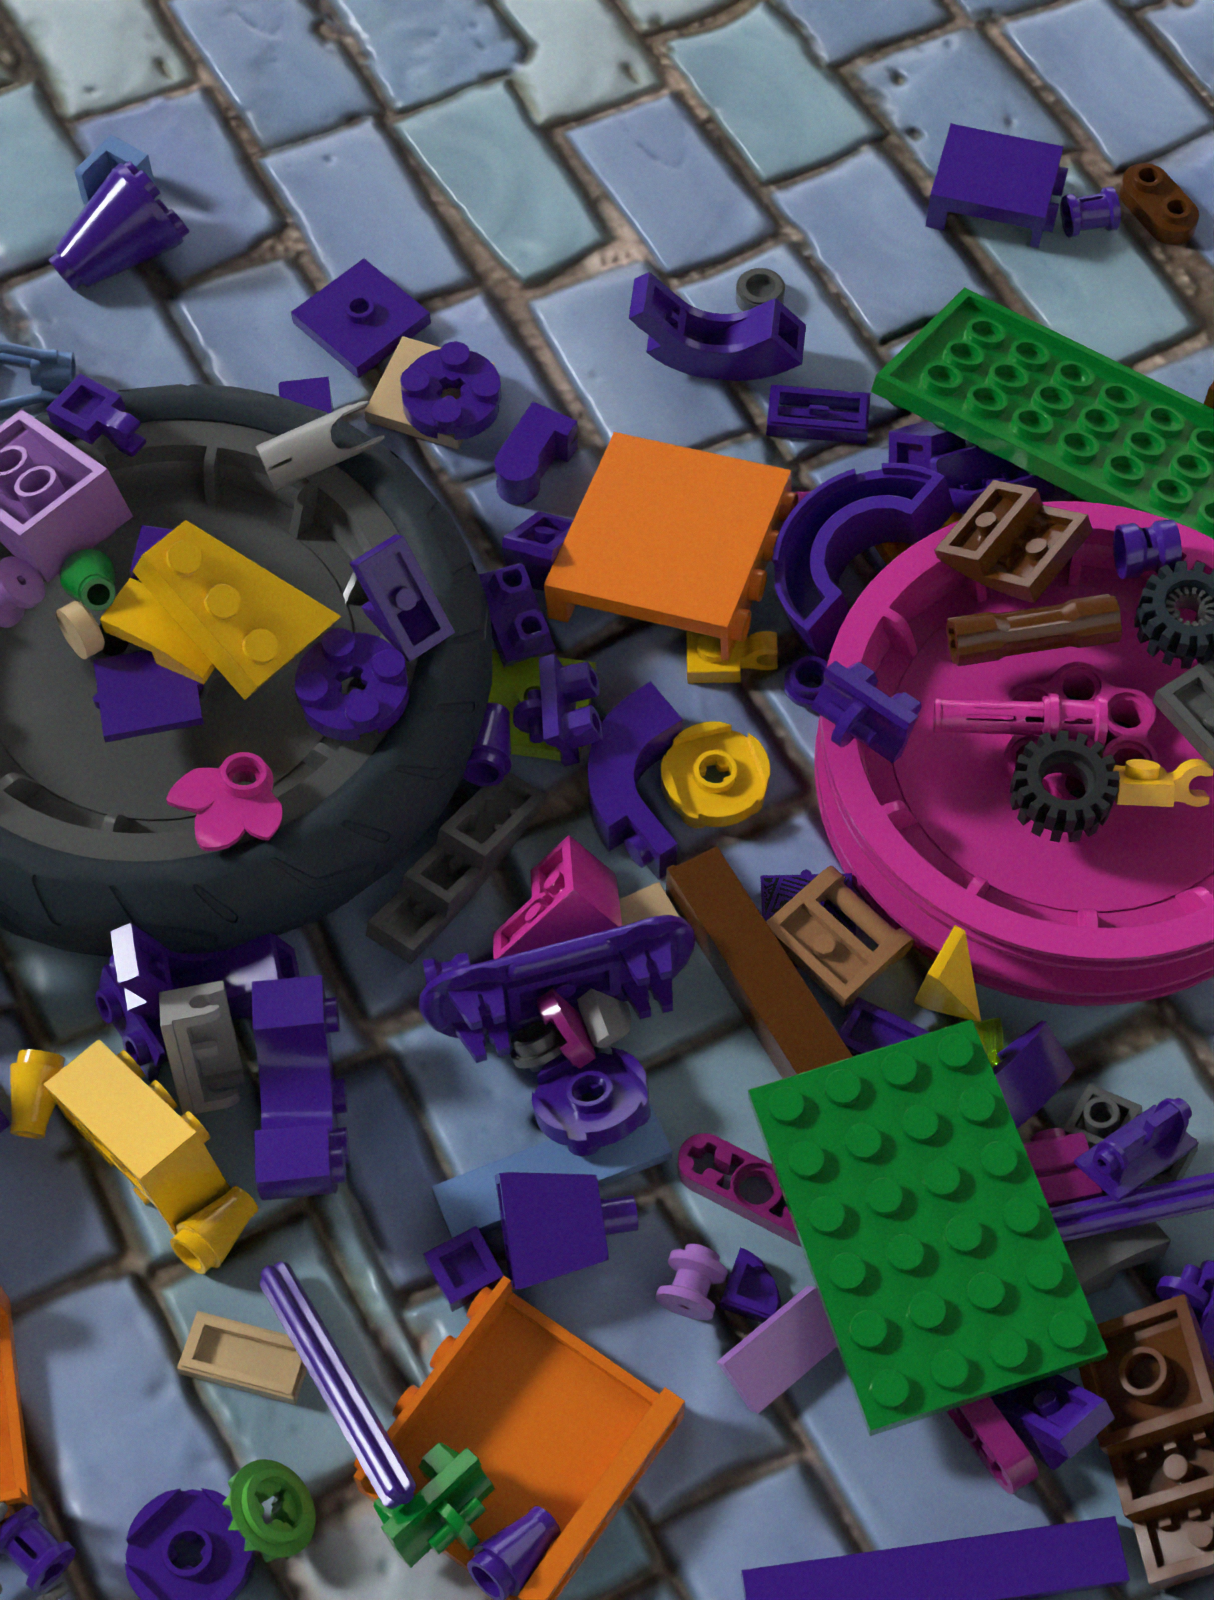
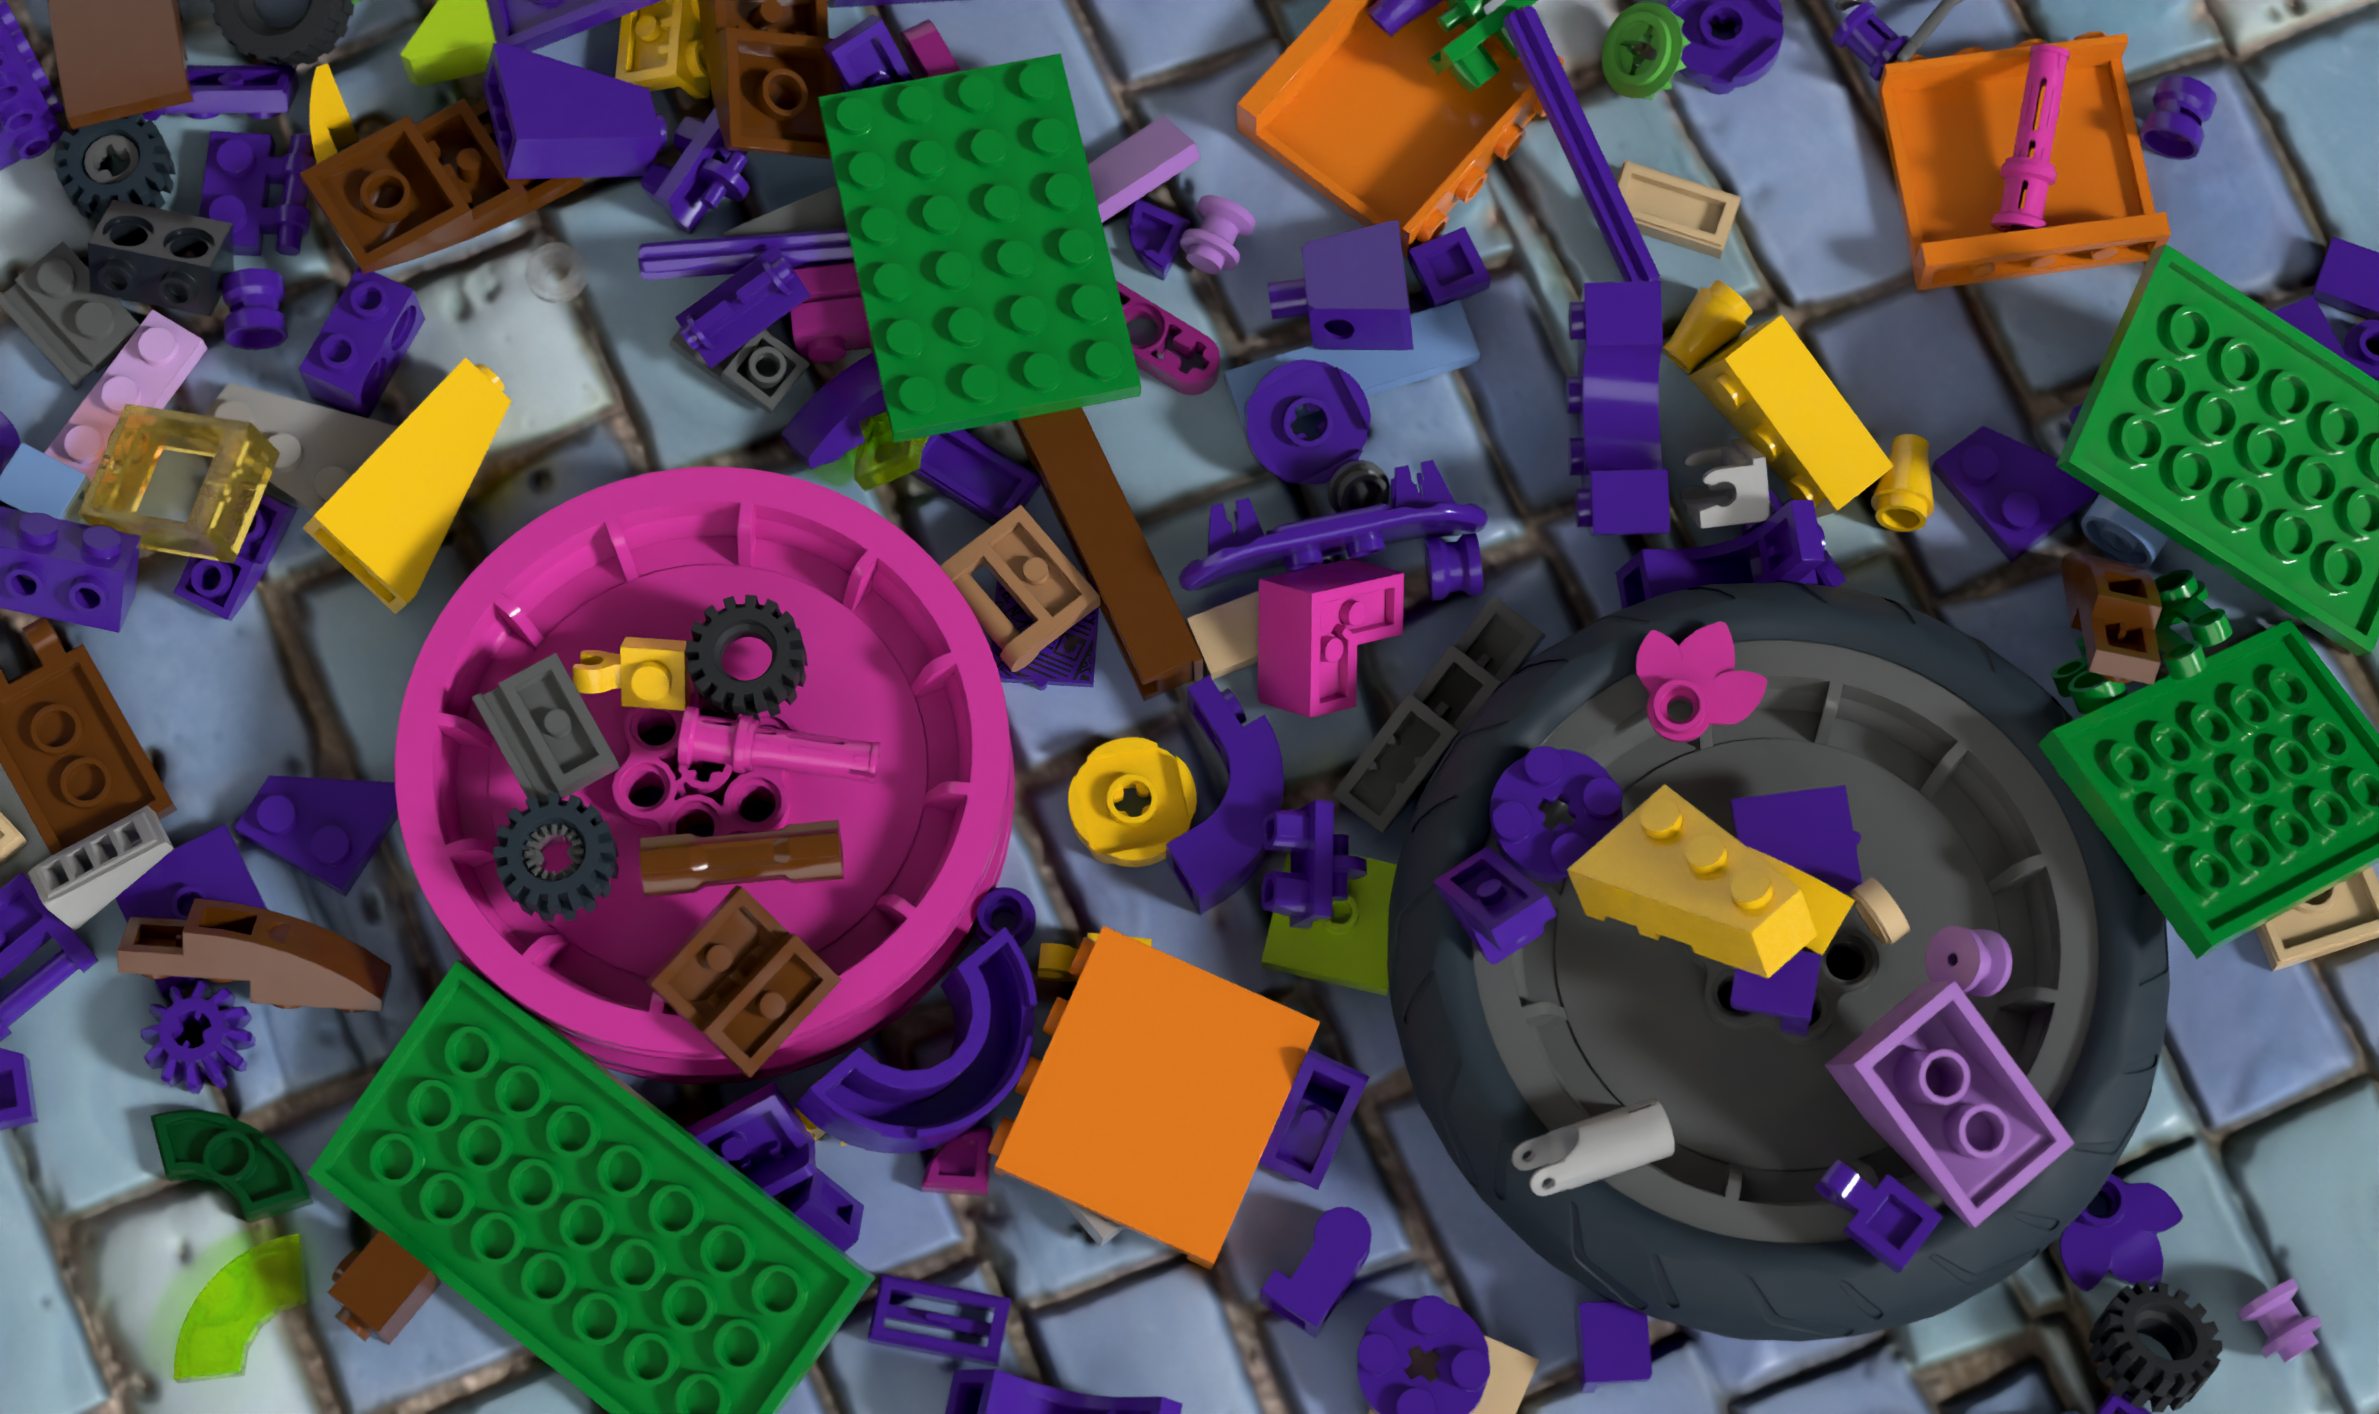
camera: 175 degrees left, 10 degrees up
(87, 569) = (1869, 964): green cone -> none
(492, 750) = (1388, 832): dark purple cone -> none
(515, 616) = (1356, 1004): dark purple hips -> none
(570, 1024) = (1323, 485): magenta tile -> none
(604, 1018) = (1283, 498): light grey tile -> none
(865, 712) = (937, 738): dark purple hips -> none
(950, 981) = (912, 498): yellow slope -> none
(1146, 548) = (571, 941): dark purple wheel -> none

